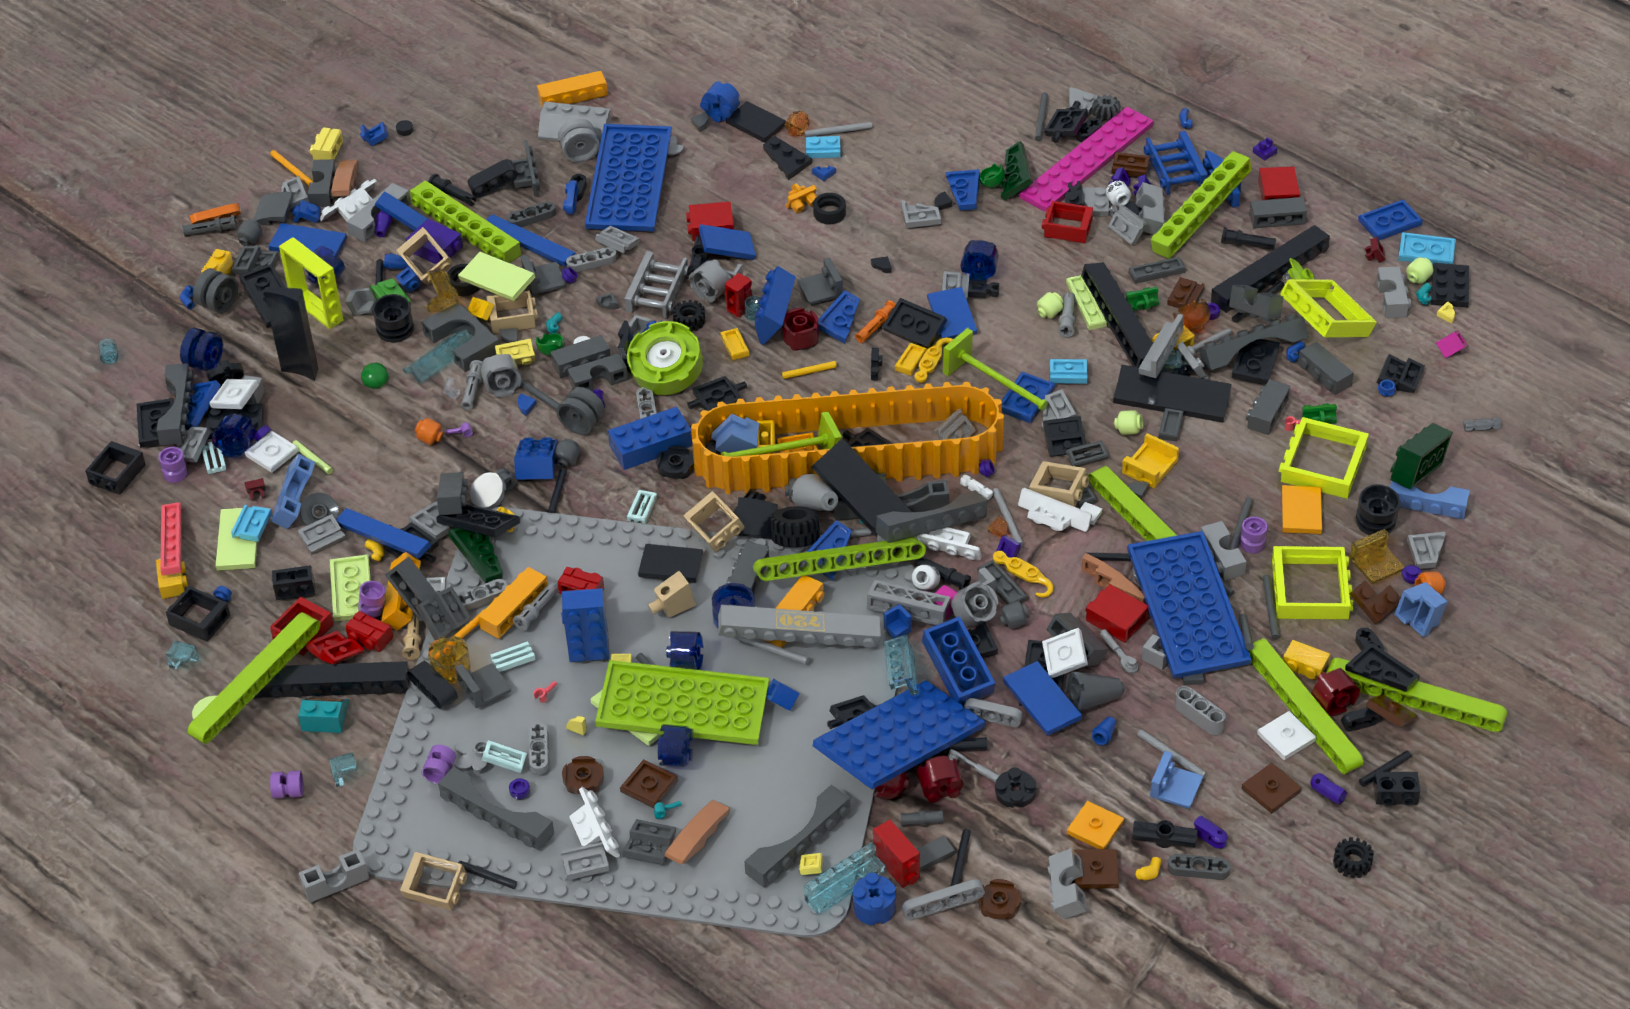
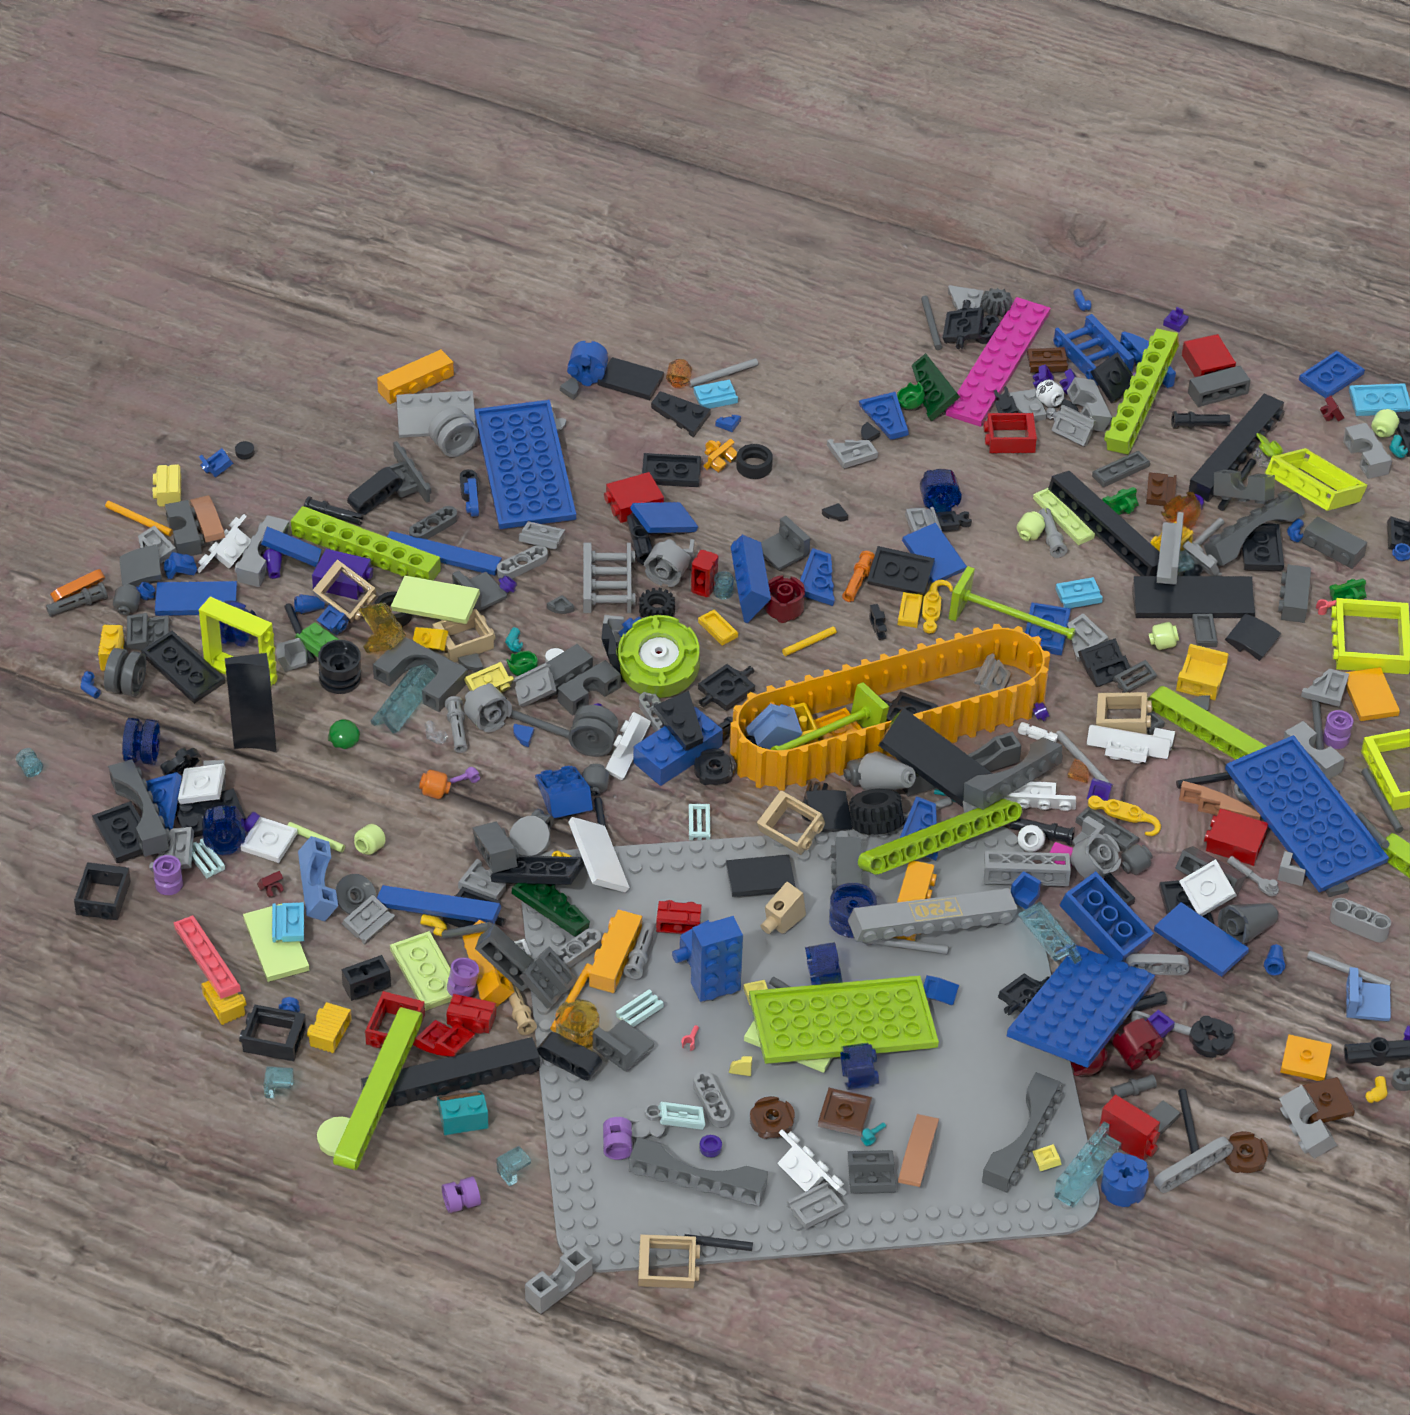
camera: 20 degrees left, 0 degrees up
(246, 618) = (329, 1027): none -> yellow brick
(268, 228) = (146, 590): none -> blue plate
(353, 467) = (369, 839): none -> yellowish green head
(391, 559) = (472, 929): none -> dark grey bar
(535, 517) = (598, 854): none -> white tile
(549, 363) = (534, 685): none -> light grey plate
(612, 418) = (622, 755): none -> white bracket
(656, 414) = (681, 720): none -> black wing
(756, 203) = (673, 469): none -> black tile
(969, 767) = (1162, 1023): none -> dark purple tile
(1180, 187) = (1112, 377): none -> black tile
(1212, 438) = (1253, 636): none -> black slope
(1261, 496) = (1327, 688): none -> light grey wing

